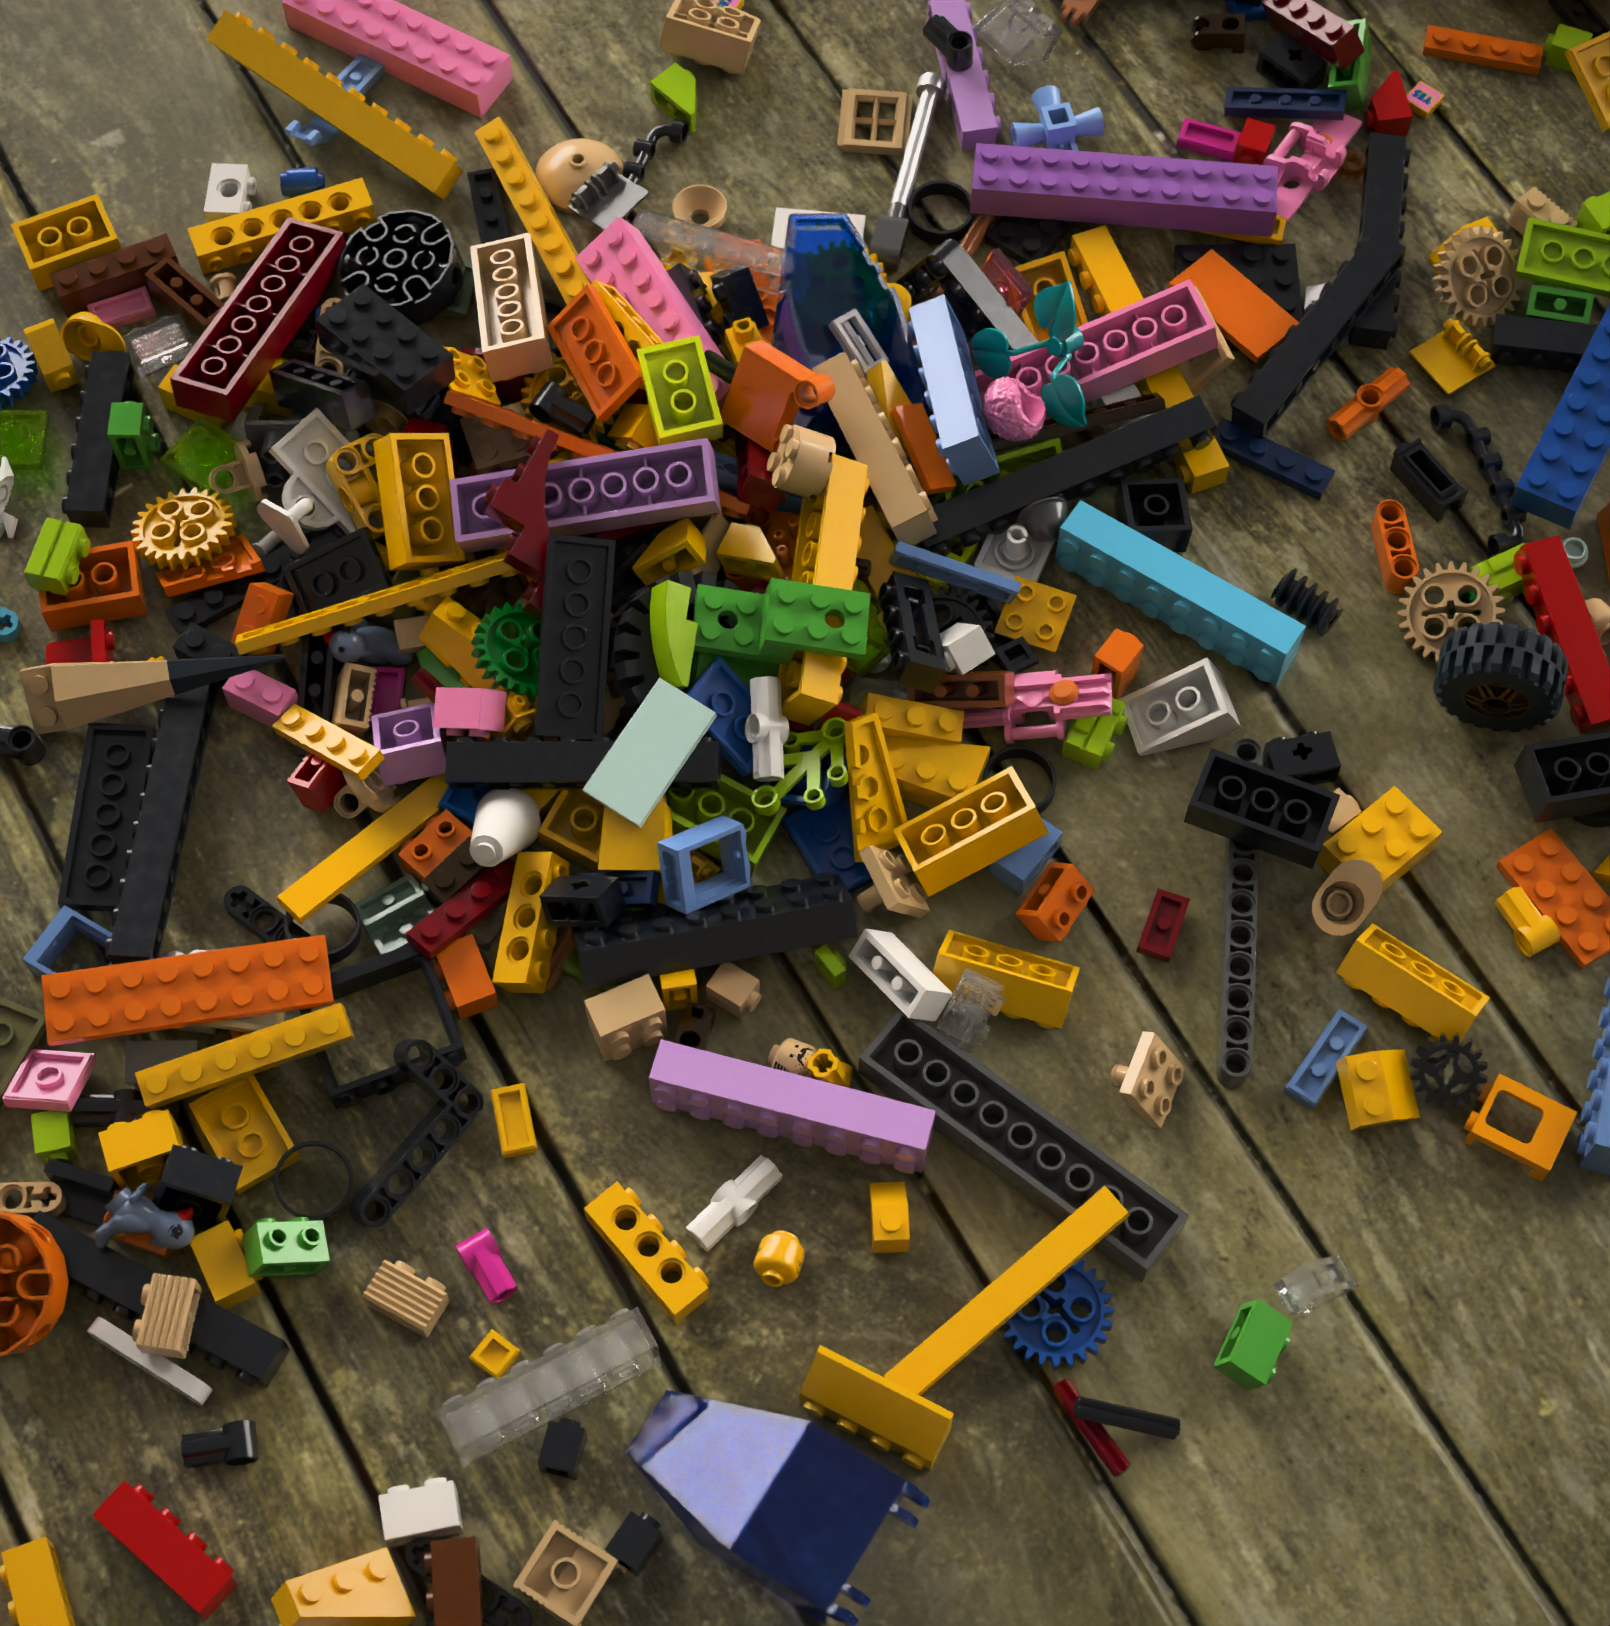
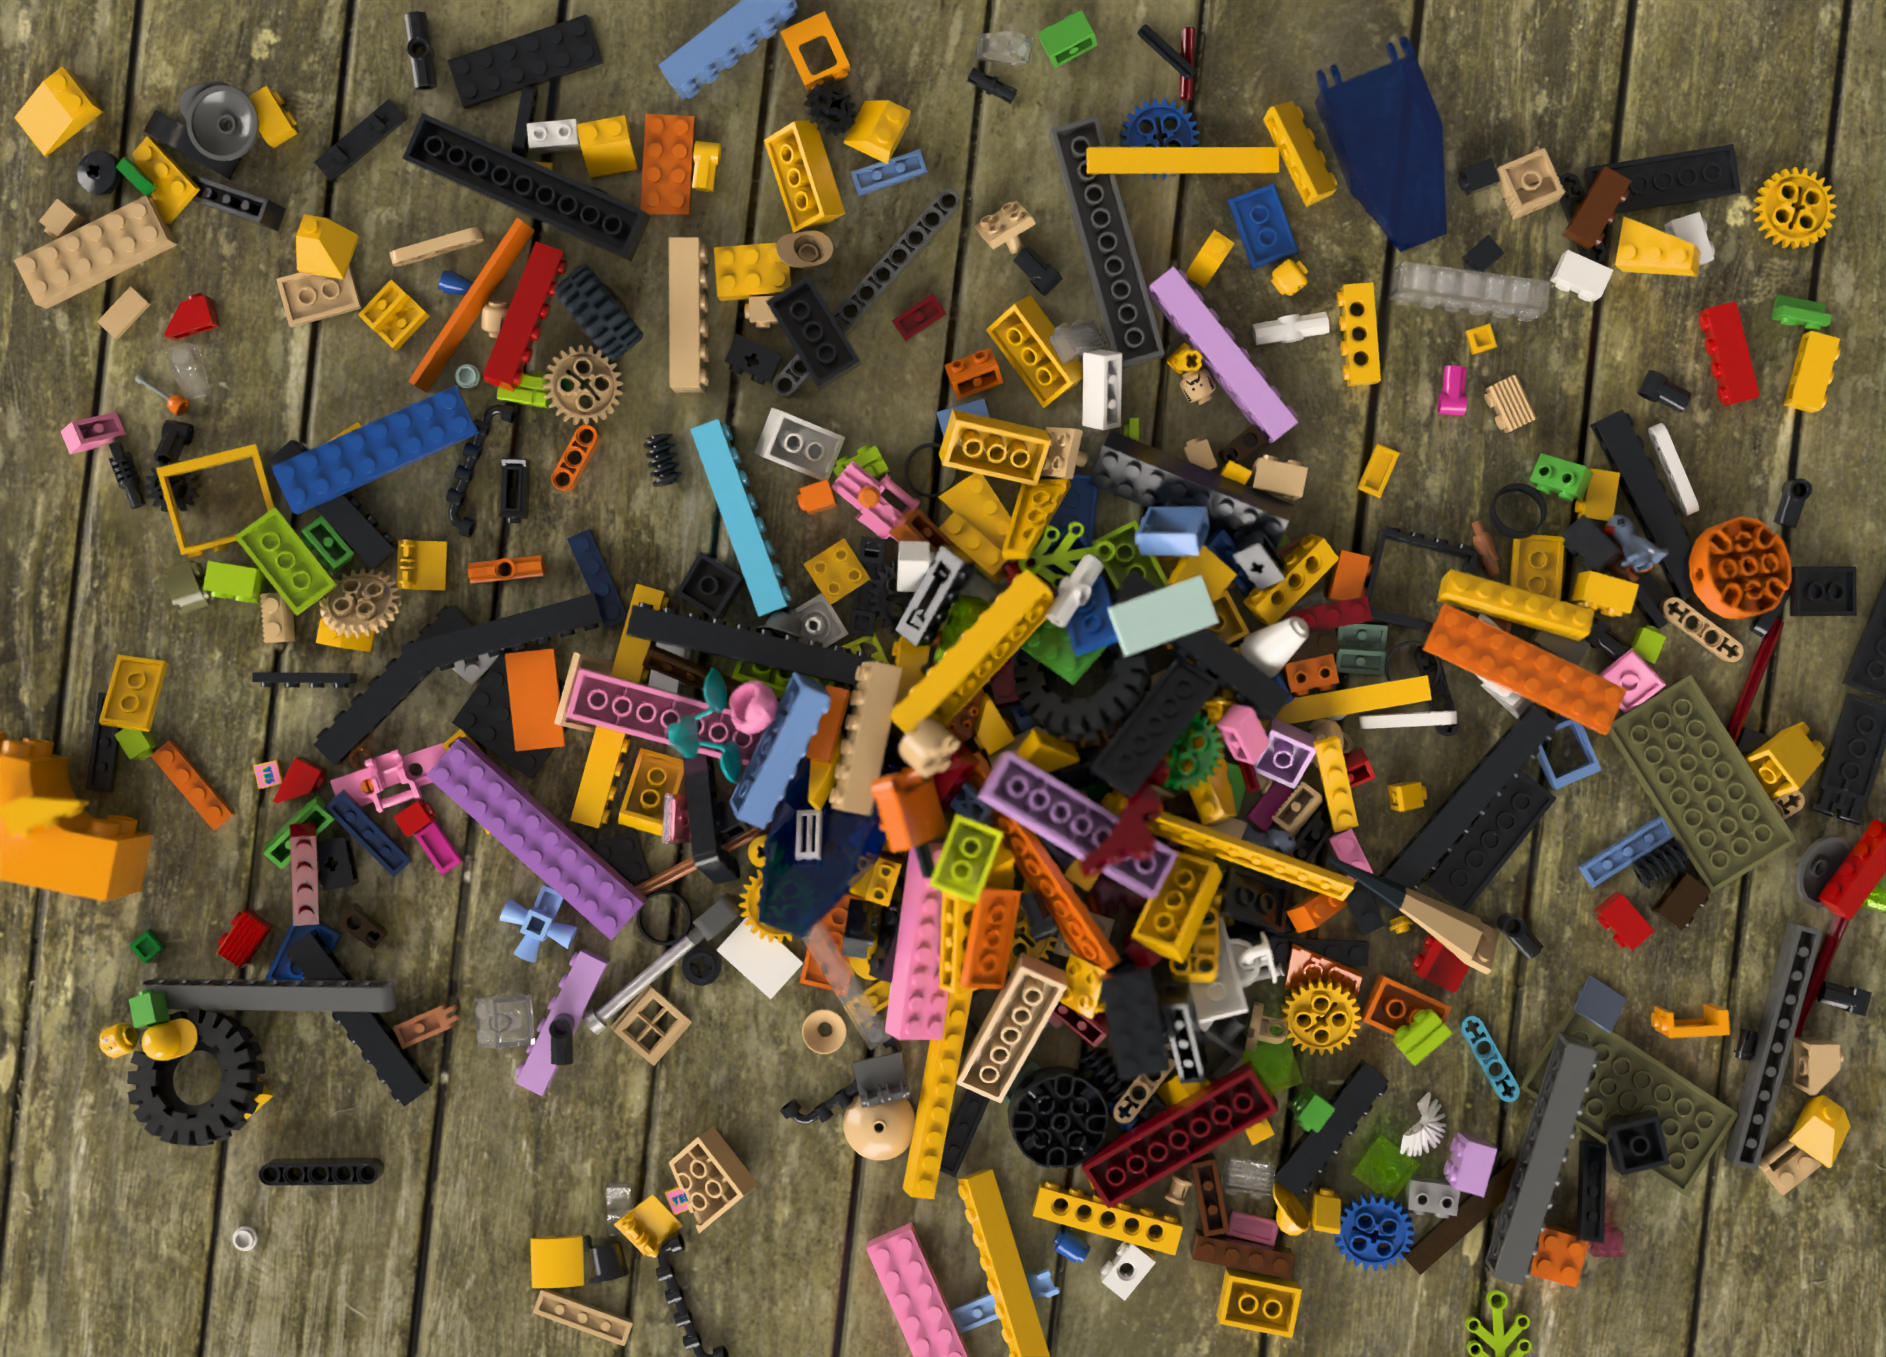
camera: 145 degrees left, 25 degrees up
(167, 1315) = (1655, 477): tan brick -> none
(237, 792) = (1406, 795): none -> yellow slope
(281, 875) = (1408, 719): none -> white beam
(324, 1117) = (1485, 546): none -> nougat piece
(423, 1134) = (1415, 494): black beam -> none
(672, 633) = (1095, 683): lime slope -> none
(676, 94) = (769, 1140): lime slope -> none
(781, 621) = (1023, 645): bright green bracket -> none
(854, 1301) = (1263, 226): none -> blue tile
(873, 186) = (692, 972): none -> black gear
(954, 572) = (874, 624): medium blue tile -> none
(1064, 1063) = (1042, 275): none -> black piece
(1294, 1235) = (992, 85): none -> black pin
(1408, 748) = (687, 315): none -> tan brick
(1468, 192) = (315, 680): none -> black plate

